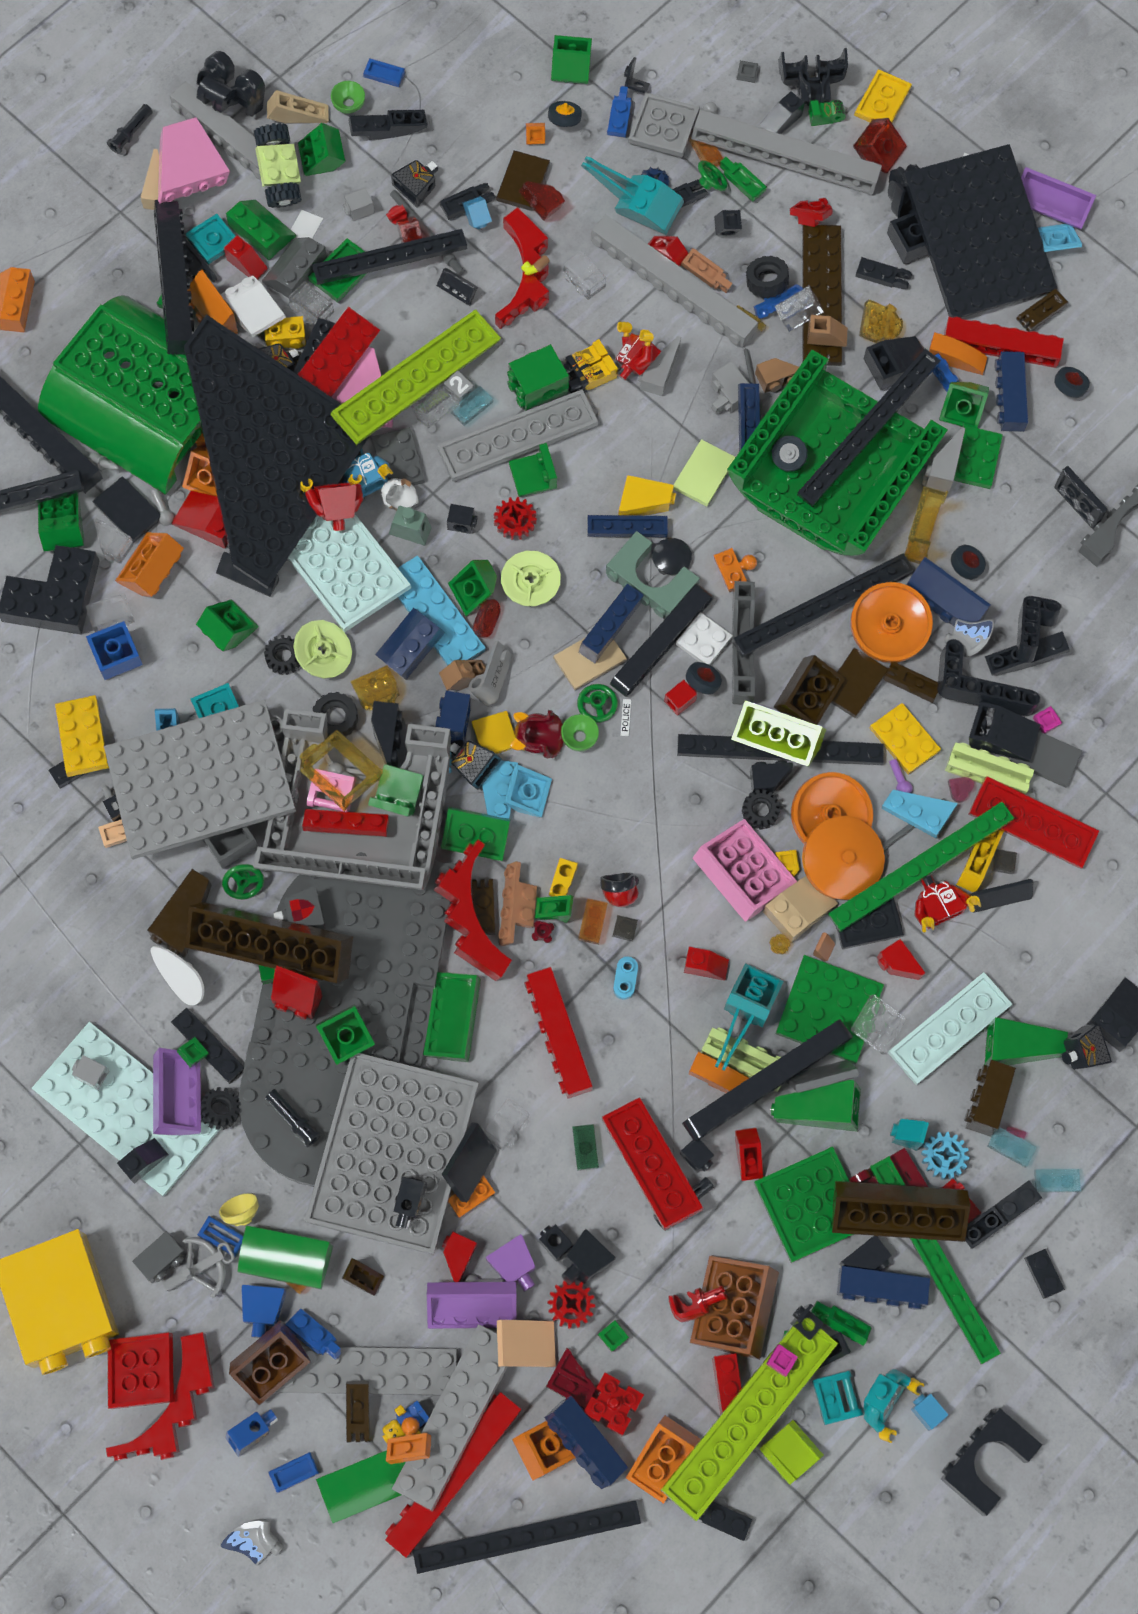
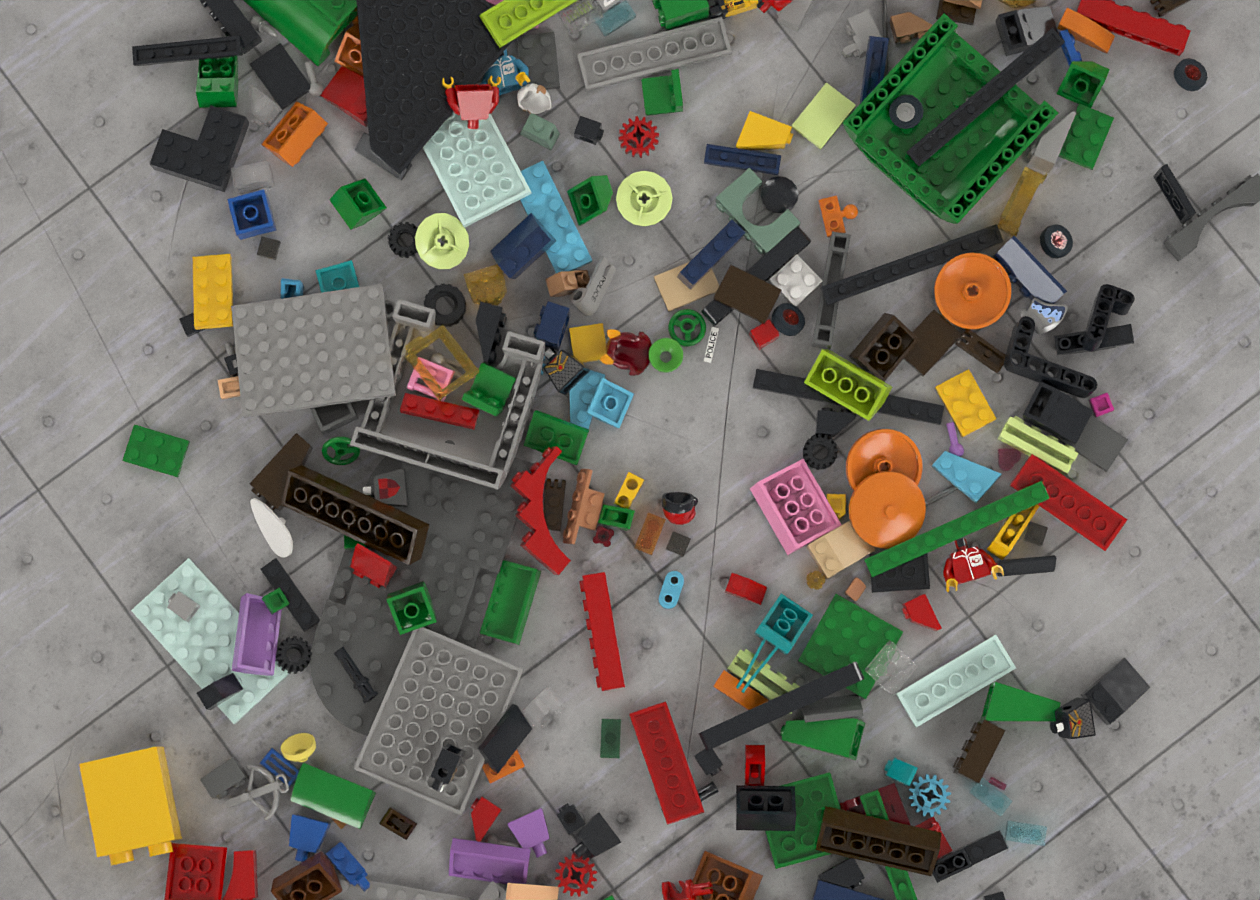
camera: 15 degrees right, 10 degrees up
(39, 912) = (156, 451): none -> green plate
(136, 684) = (268, 248): none -> clear smoke plate
(486, 620) = (597, 233): clear red plate -> none
(656, 657) = (747, 294): none -> dark brown tile
(769, 1195) = (765, 808): none -> black slope
(1012, 391) = (1131, 76): dark blue brick -> none

